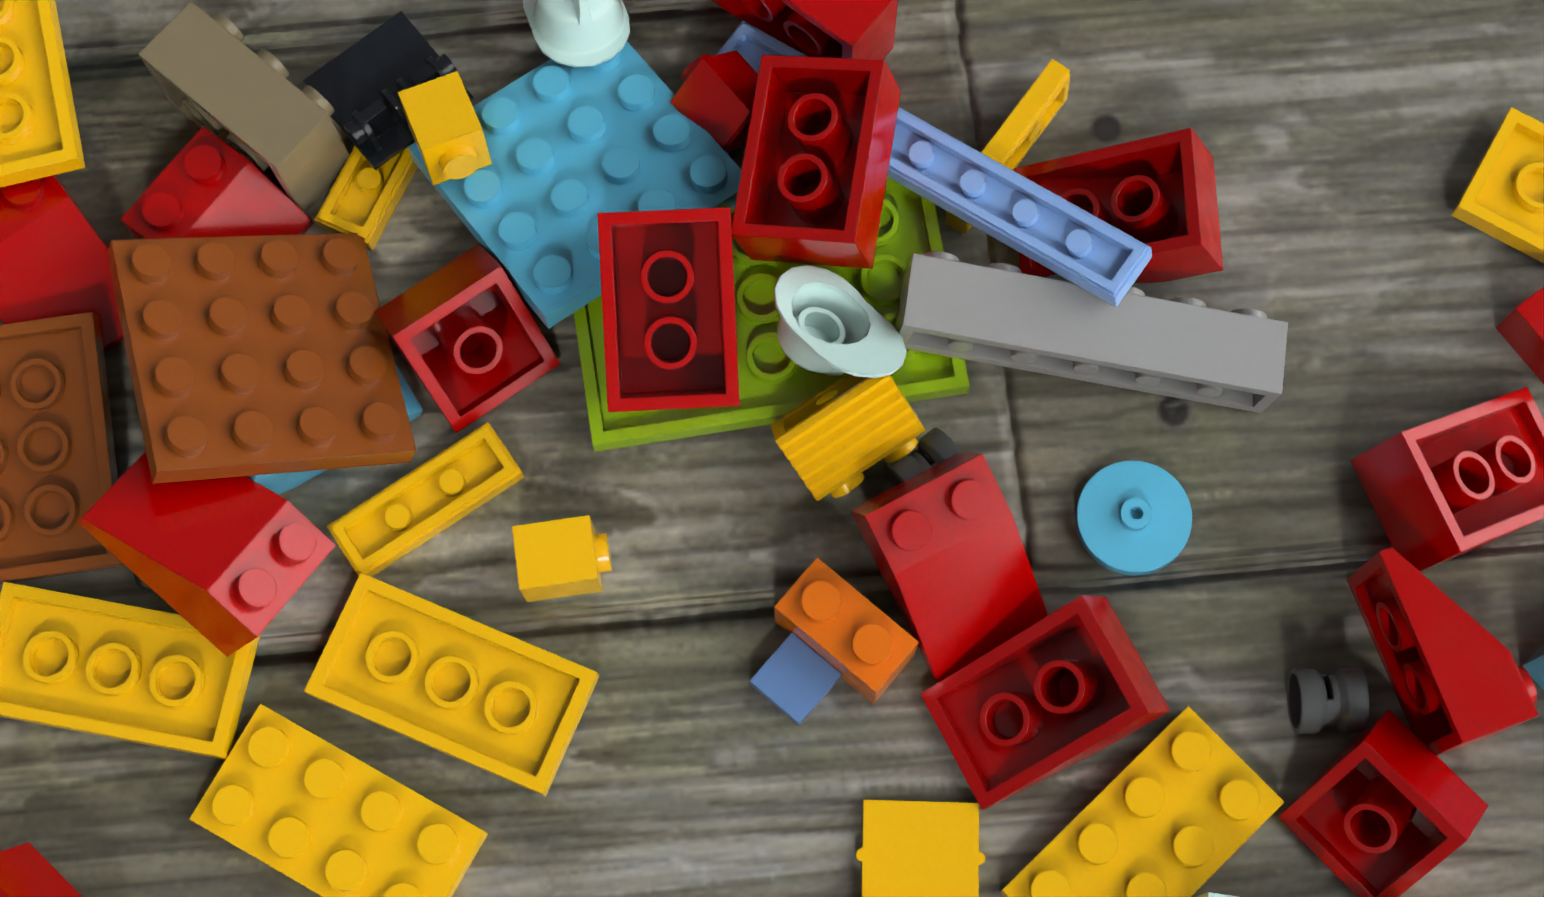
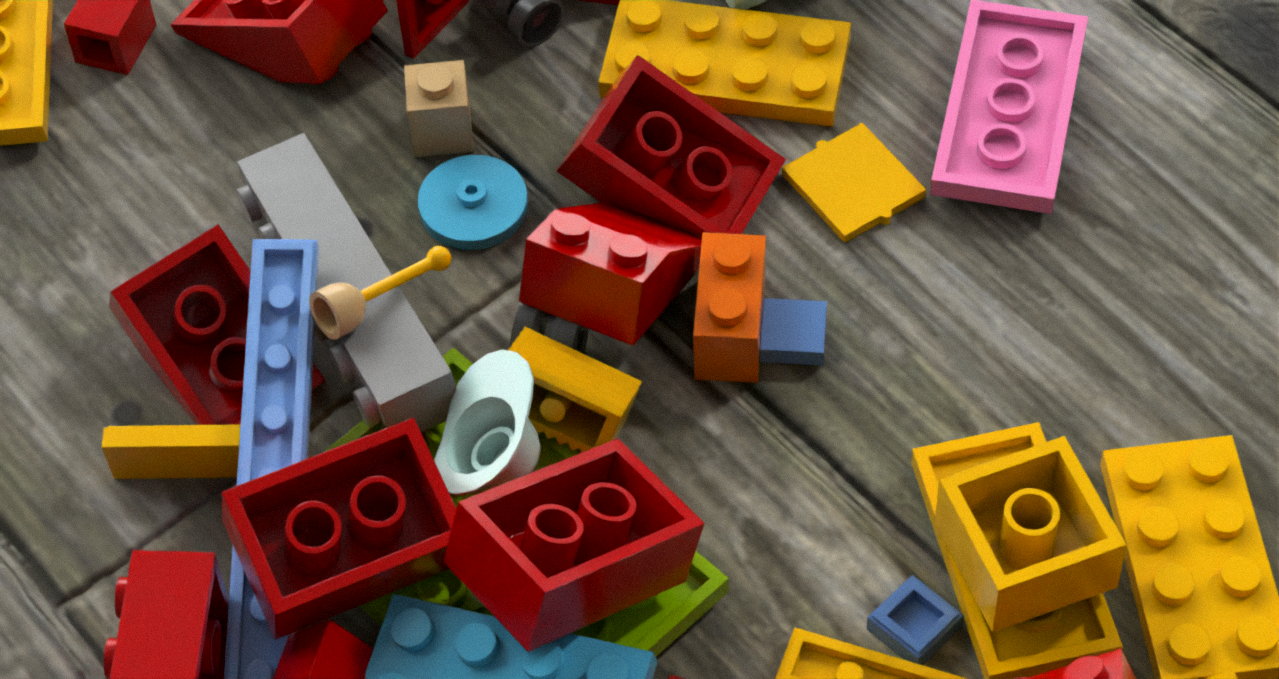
camera: 125 degrees left, 20 degrees down
(420, 666) = (1029, 533): none -> yellow brick
(461, 569) = (915, 621): none -> medium blue tile
(560, 558) = (845, 541): yellow brick -> none
(1028, 279) = (342, 306): none -> tan hinge
(1247, 539) = (438, 108): none -> tan brick

